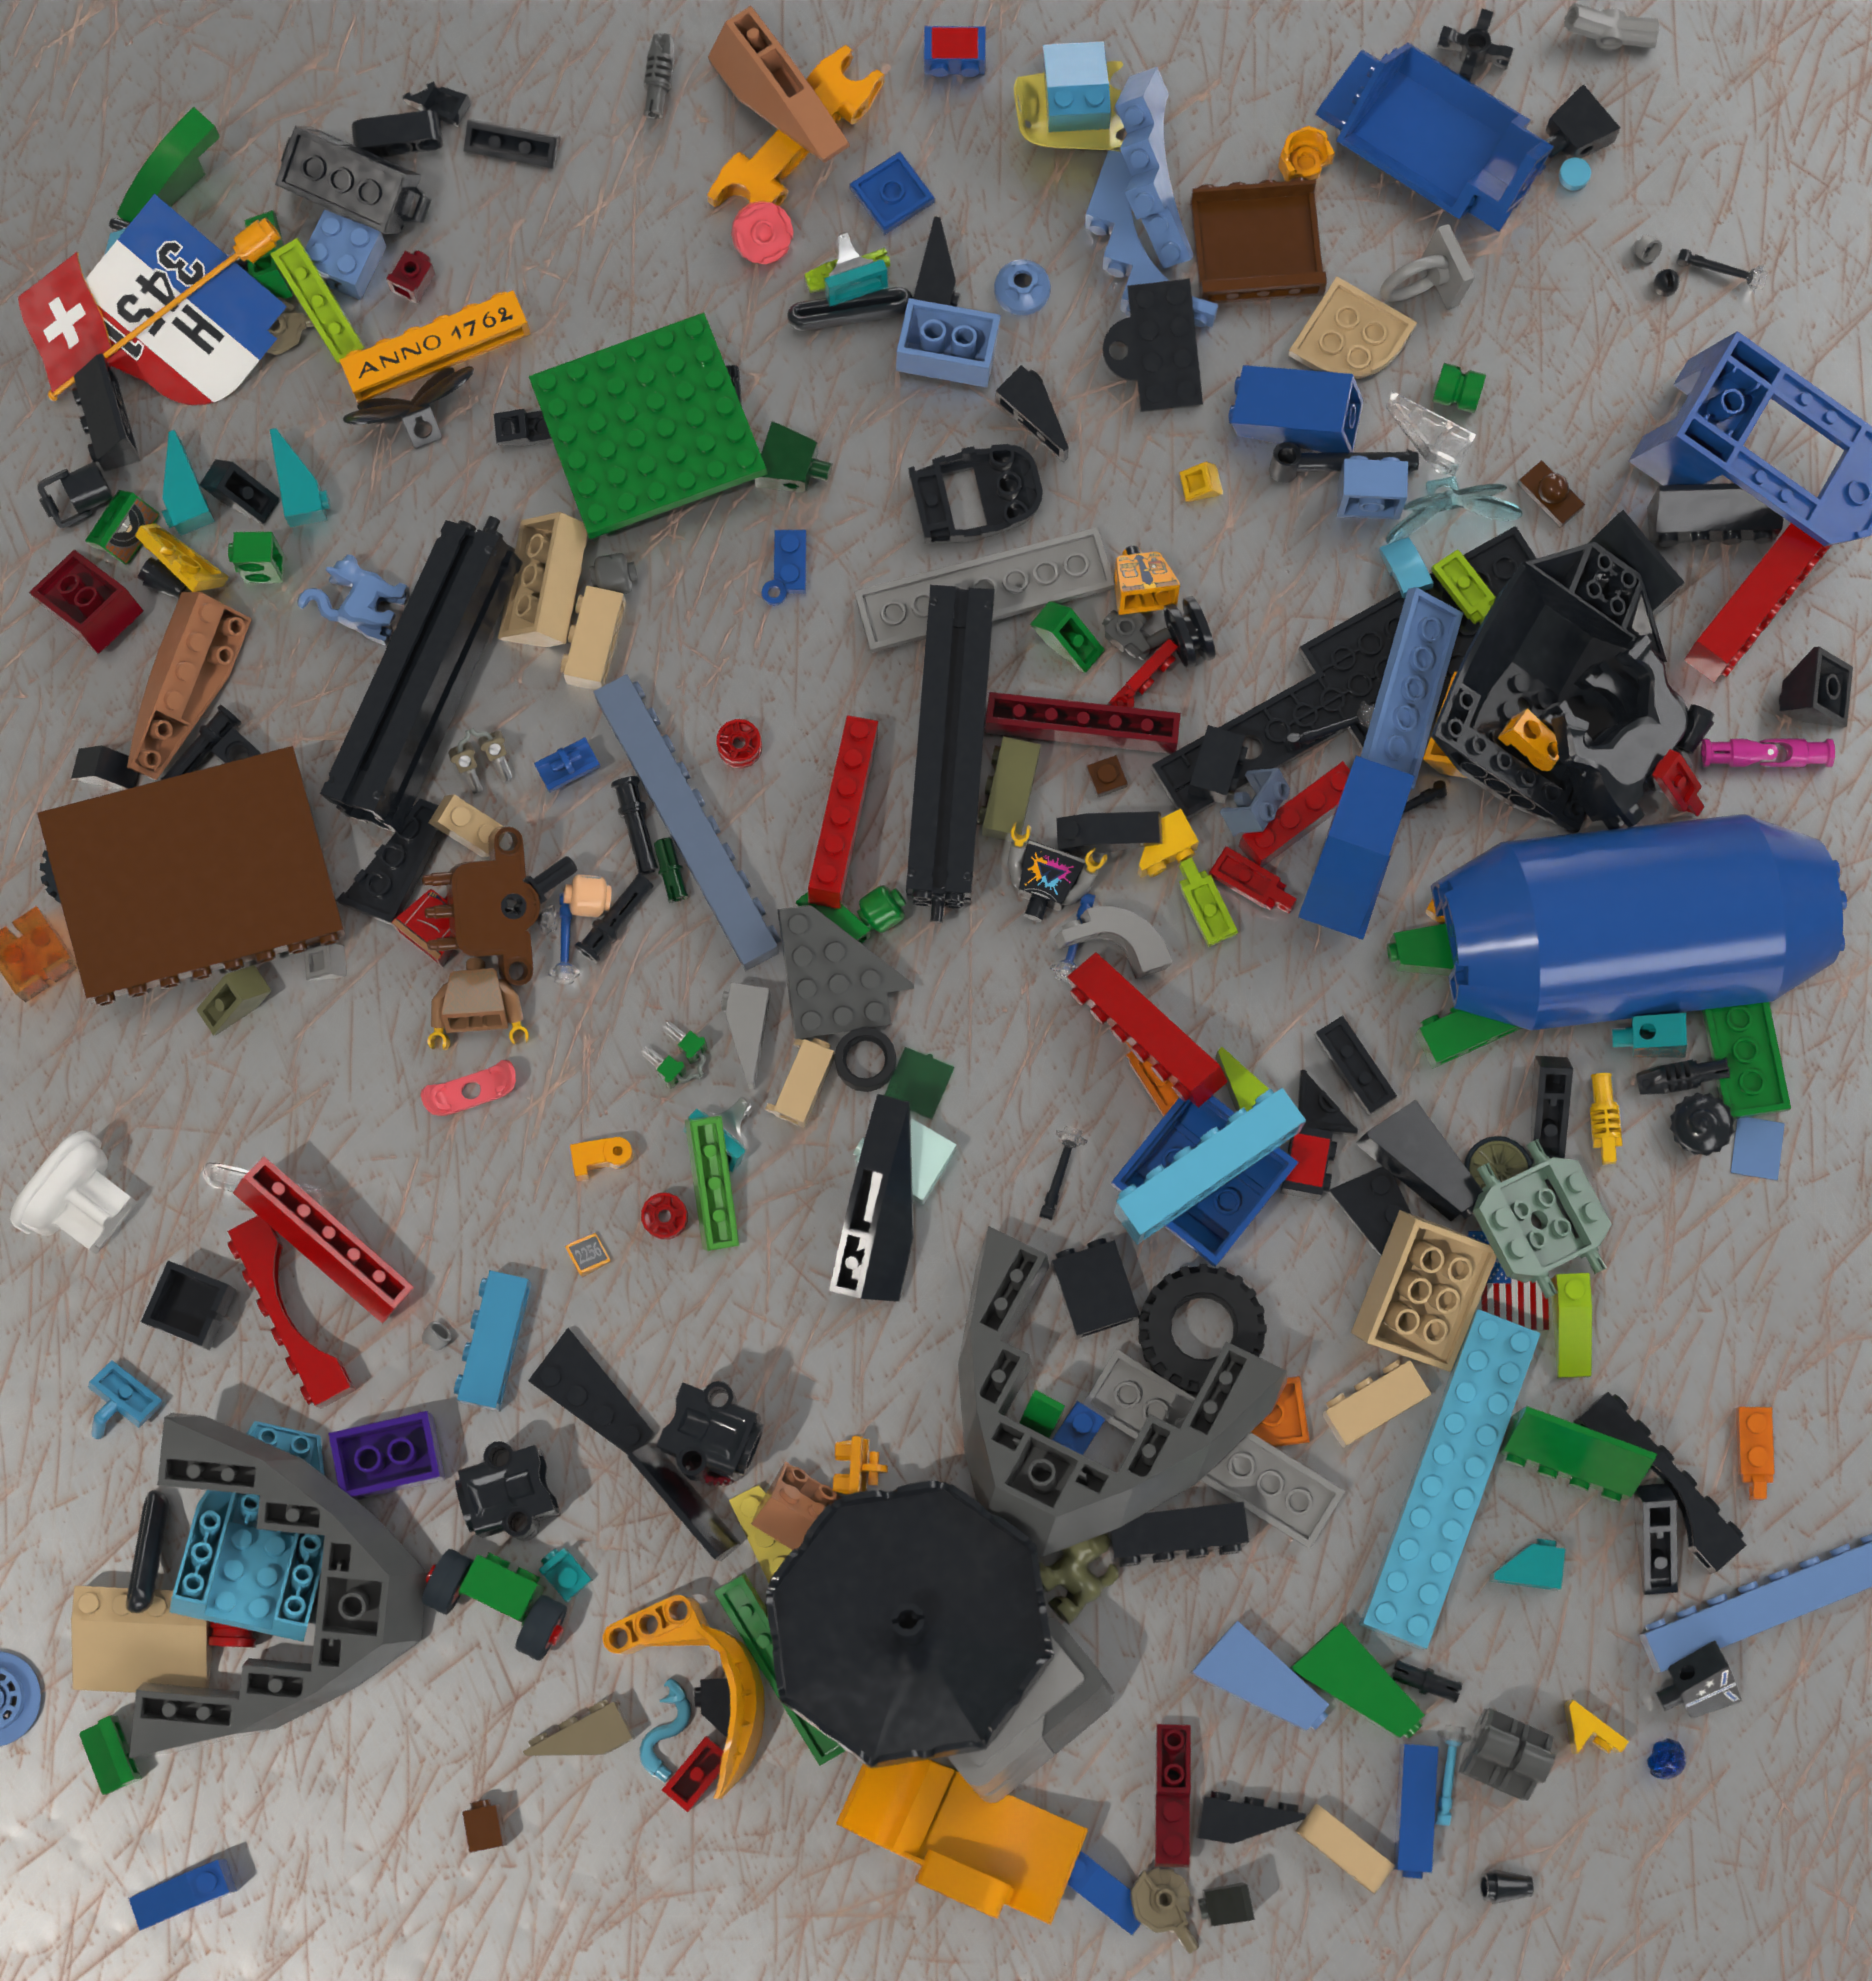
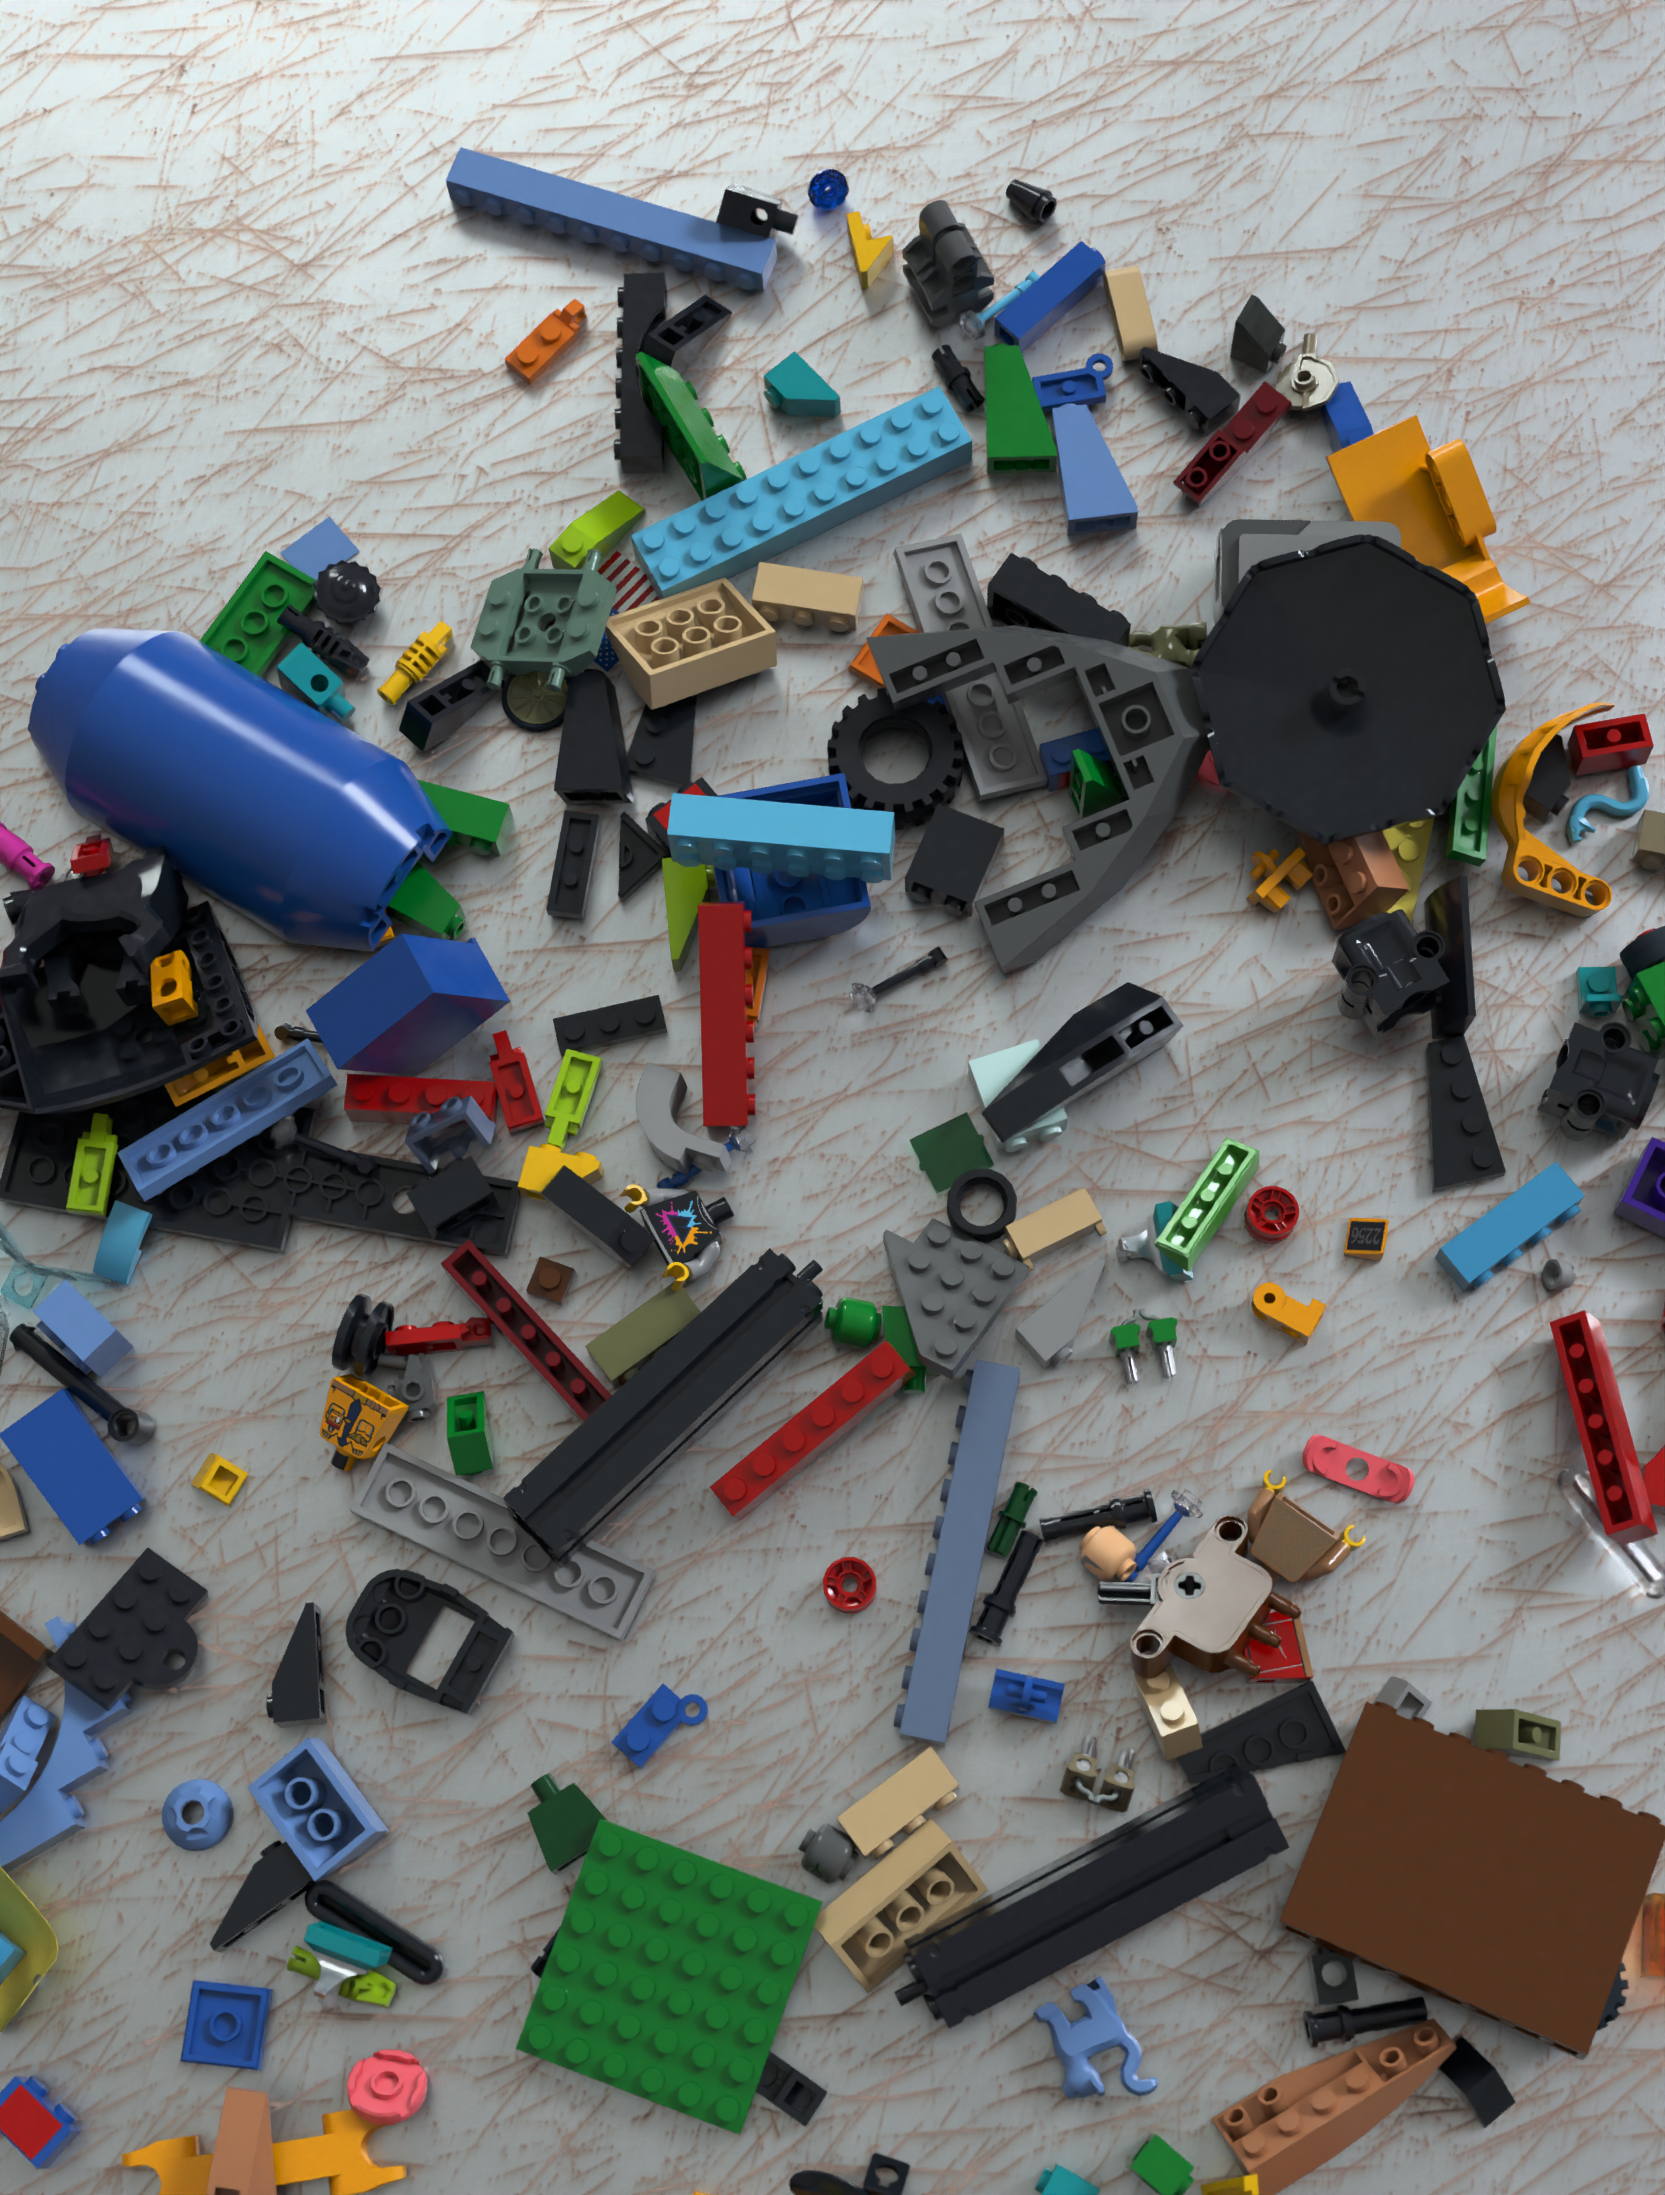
camera: 135 degrees left, 5 degrees down
(1226, 976) = (610, 1025): none -> black plate
(1334, 1745) = (1074, 386): none -> blue hinge

